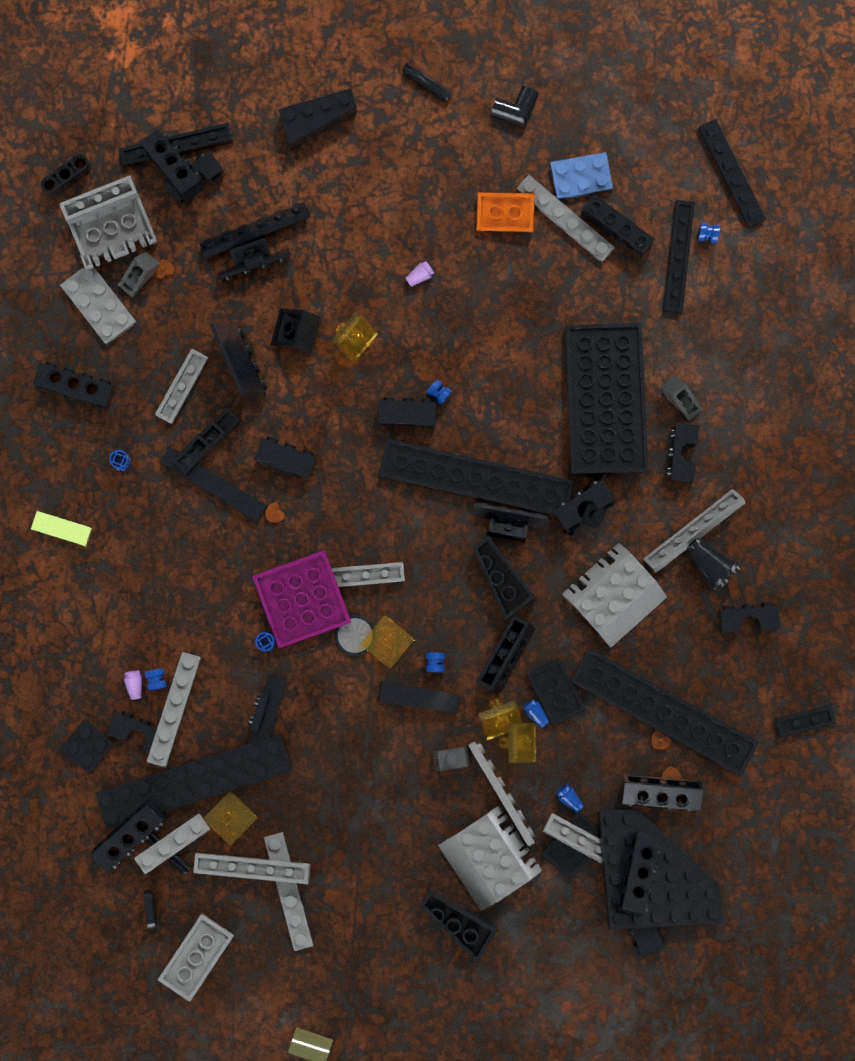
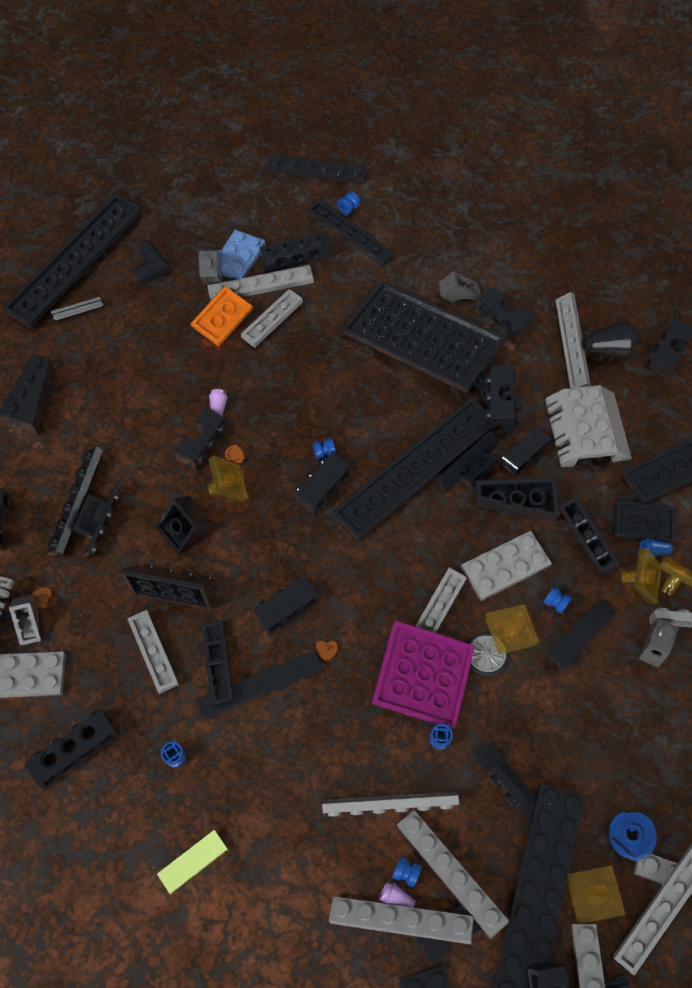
camera: 55 degrees left, 20 degrees down
(120, 696) = (402, 920): none -> light grey plate
(194, 637) = (400, 803): none -> light grey plate
(294, 829) = (633, 848): none -> blue plate
(385, 323) = (235, 453): none -> dark orange piece
(394, 287) = (194, 452): none -> black arch
(439, 604) = (506, 565): none -> light grey plate
(473, 36) = (72, 260): none -> black plate
(535, 256) = (271, 318): none -> light grey plate
(543, 167) = (210, 266): none -> dark grey torso
(552, 557) = (525, 451): none -> black beam

